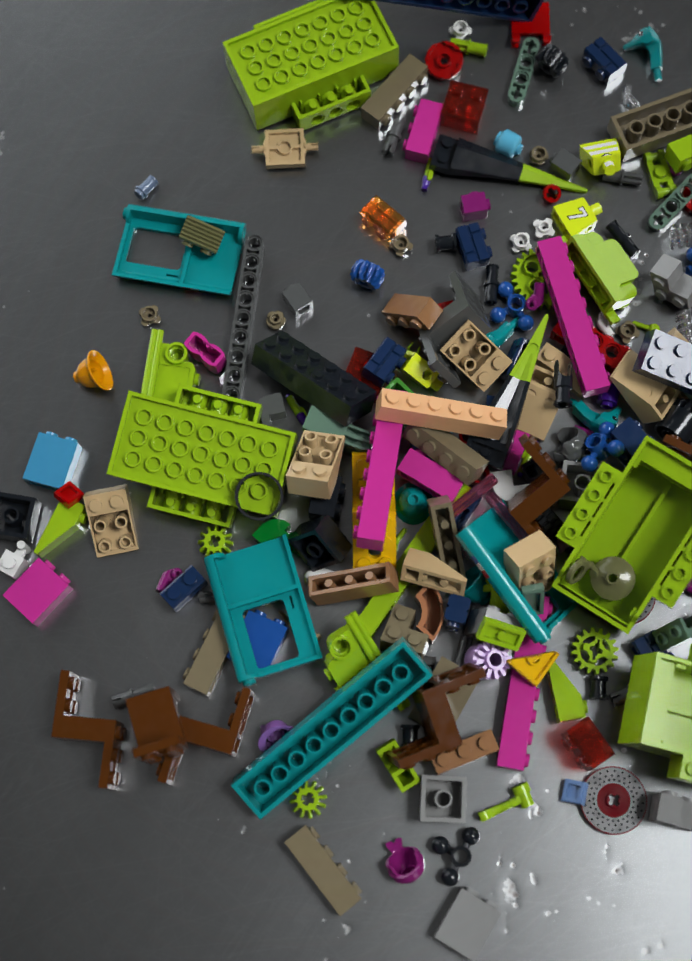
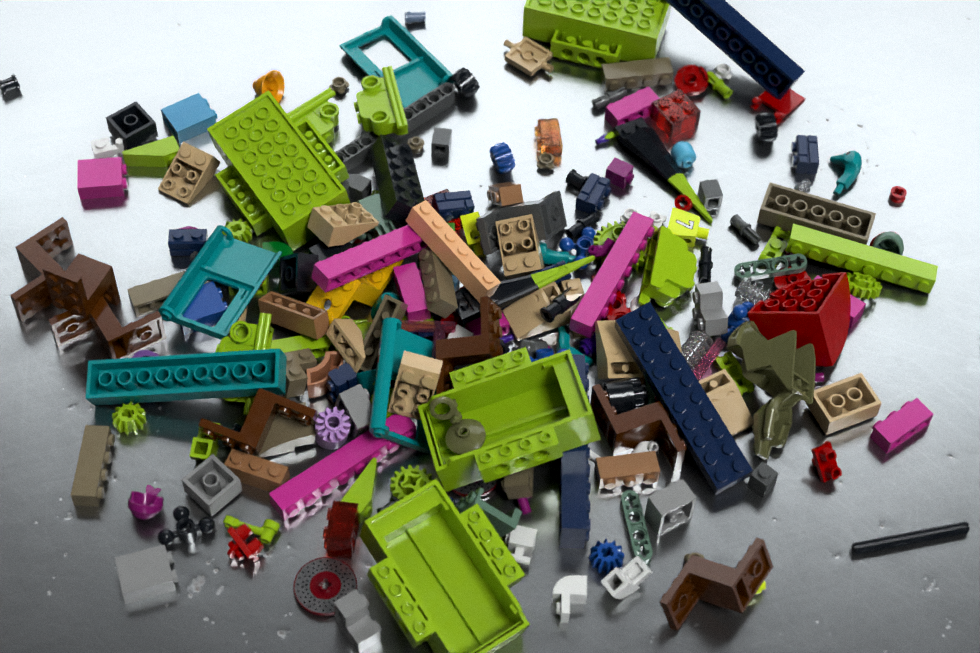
camera: 35 degrees right, 20 degrees down
(68, 494) = (176, 136): red tile -> none
(202, 235) = (418, 60): olive brick -> none
(203, 351) = (348, 124): dark pink brick -> none
(220, 310) = (381, 105): none -> lime brick
(240, 484) = (278, 193): black tyre -> none
(262, 222) = (465, 82): none -> black gear
(500, 633) = (350, 403): lime plate -> none
(515, 828) = (250, 549): none -> red hips
(521, 71) = (739, 121): sand green beam -> none
(533, 666) = (355, 451): yellow tile -> none
(535, 596) = (397, 407): sand green tile -> none
(542, 152) = (698, 175): dark tan plate -> none
(574, 792) = (304, 558): medium blue tile -> none
(601, 157) = (740, 205): neon yellow torso -> none

